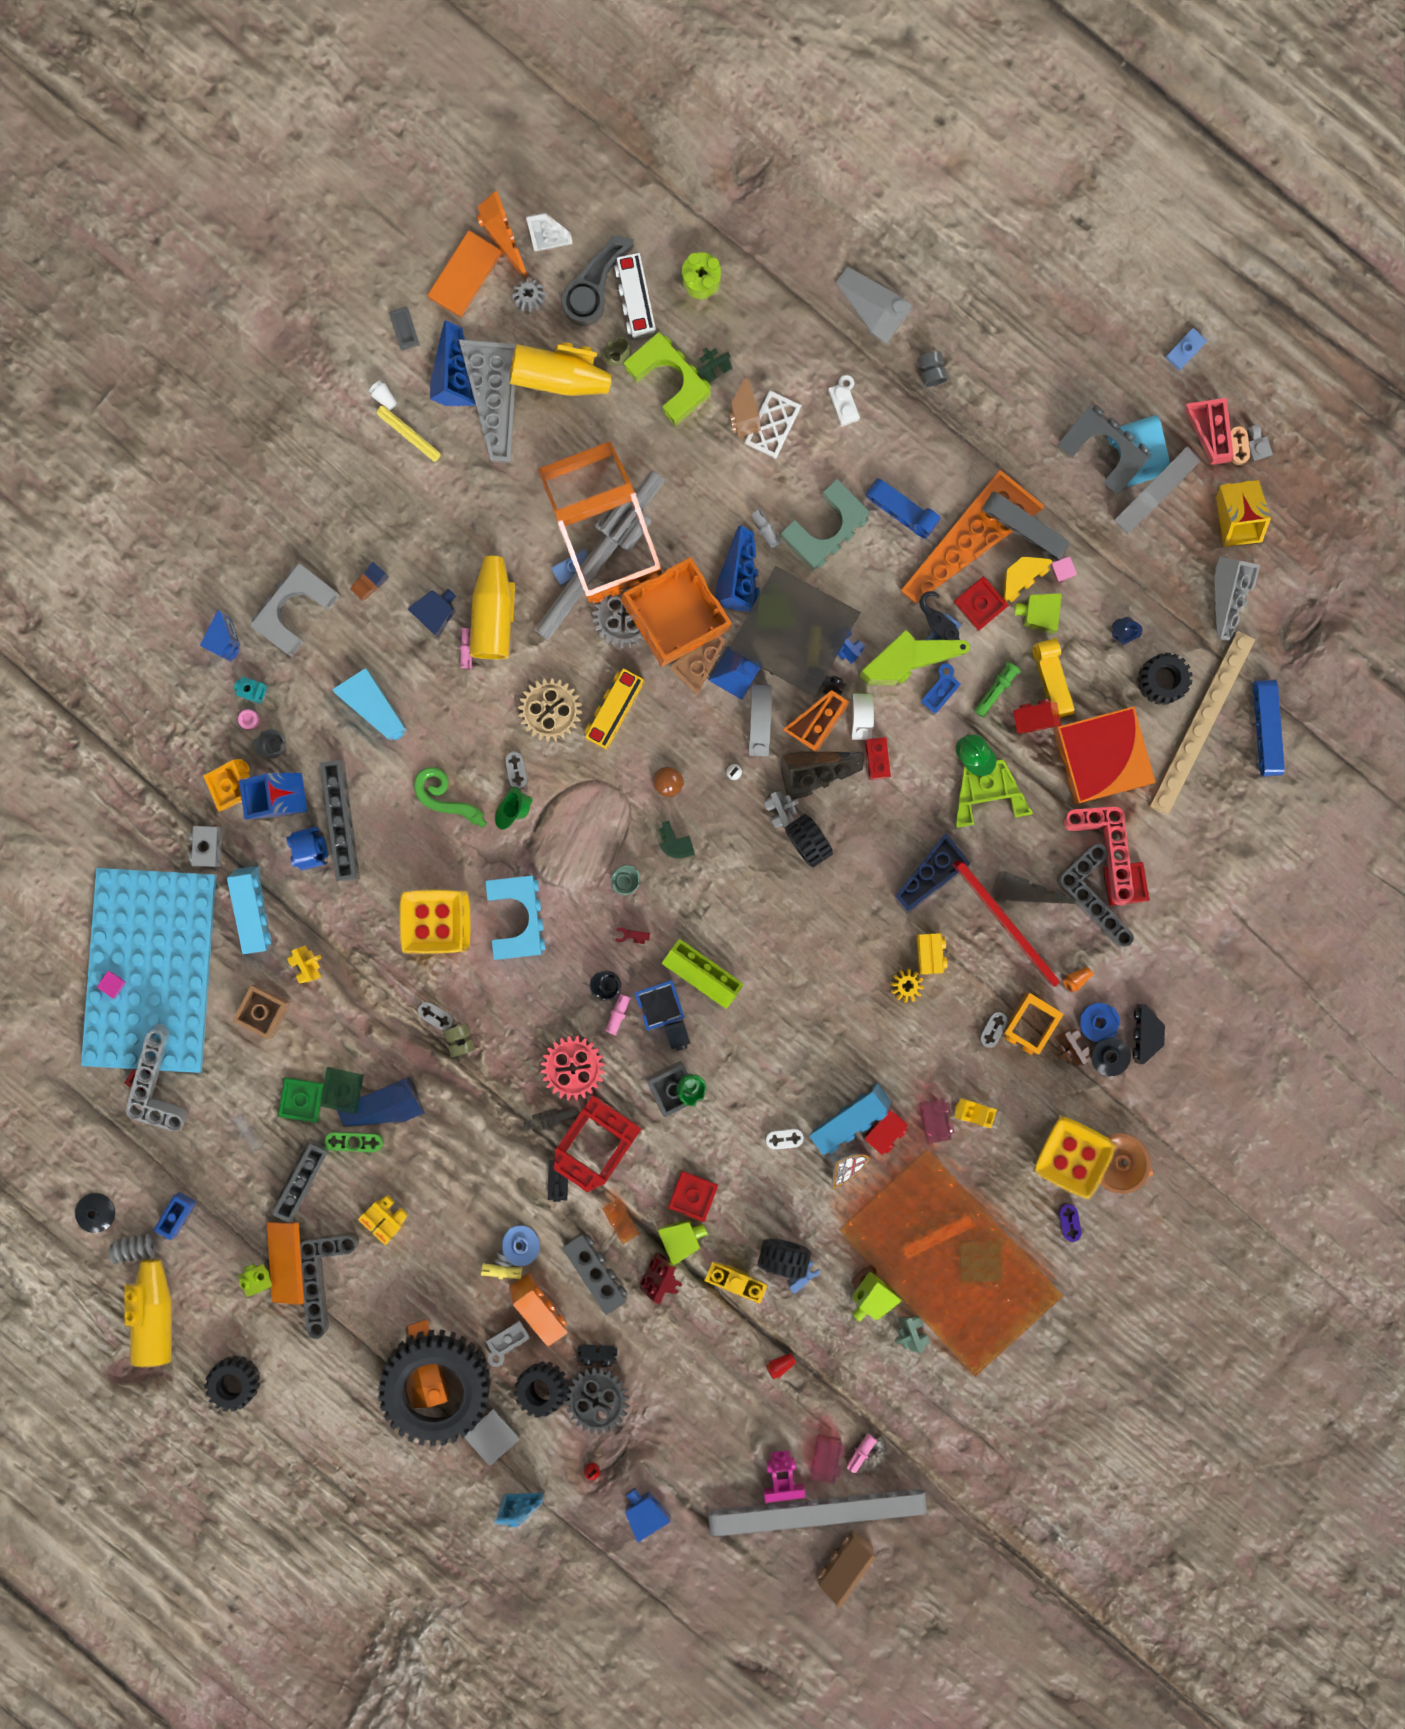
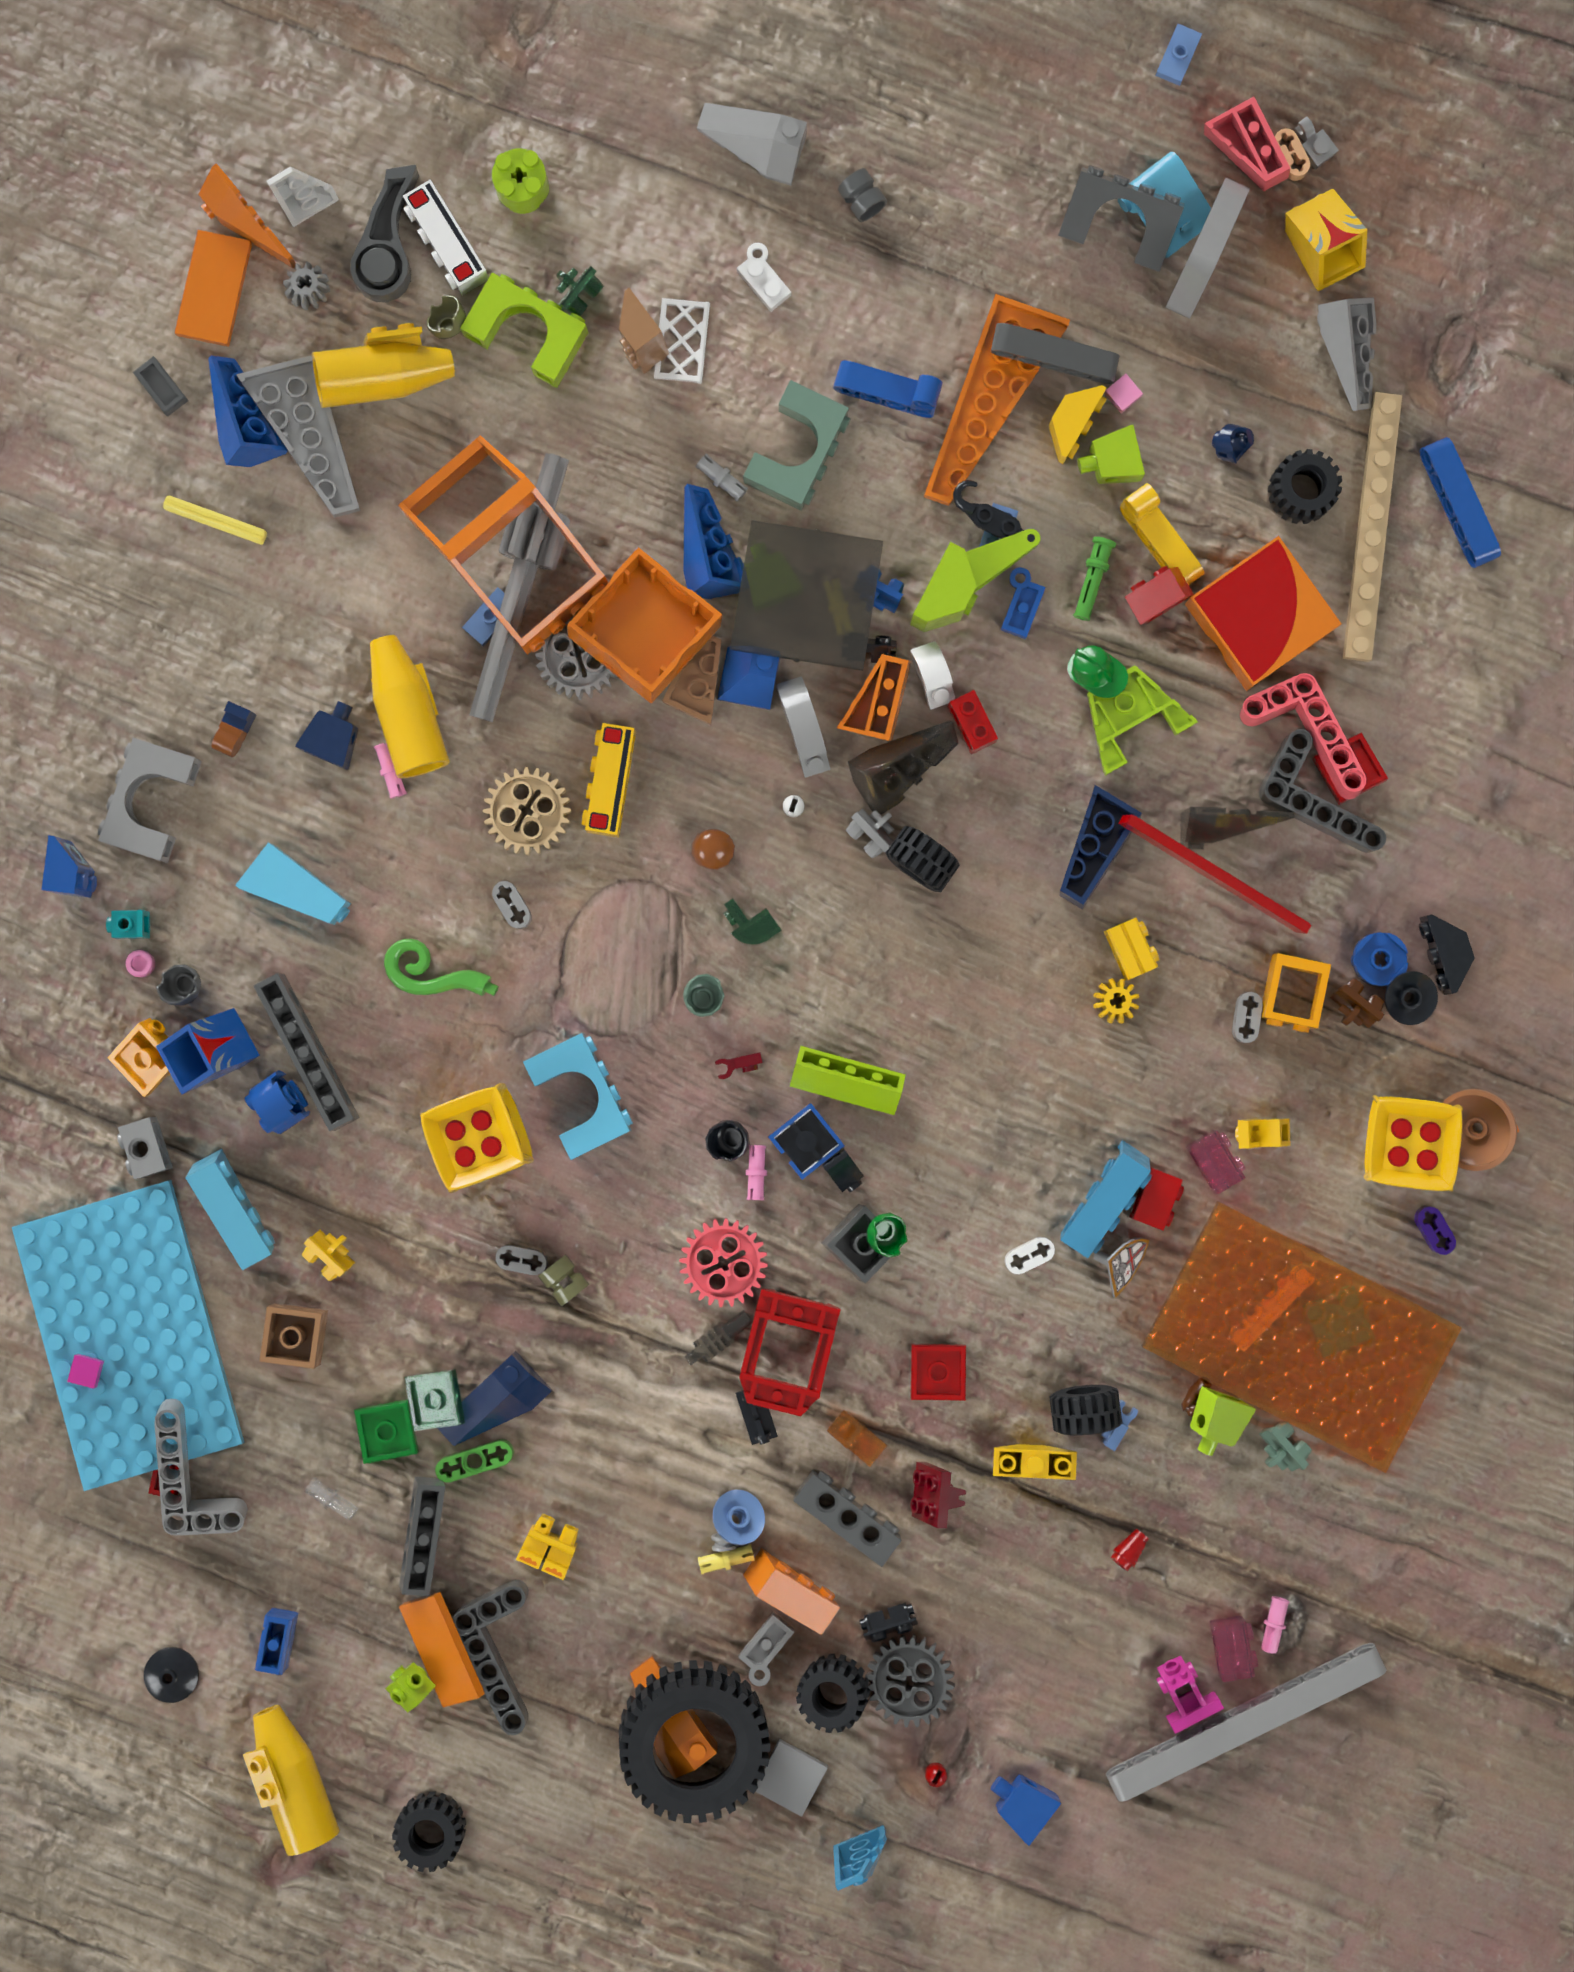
camera: 20 degrees left, 0 degrees up
(132, 1250) = (237, 1705): light grey piece -> none
(382, 394) = (162, 481): white cone -> none
(513, 807) = (525, 953): green piece -> none
(681, 1239) = (943, 1433): lime torso -> none
(846, 1567) = (1309, 1780): medium nougat slope -> none
(980, 603) = (1033, 475): red plate -> none
(1077, 979) = (1331, 914): orange cone -> none

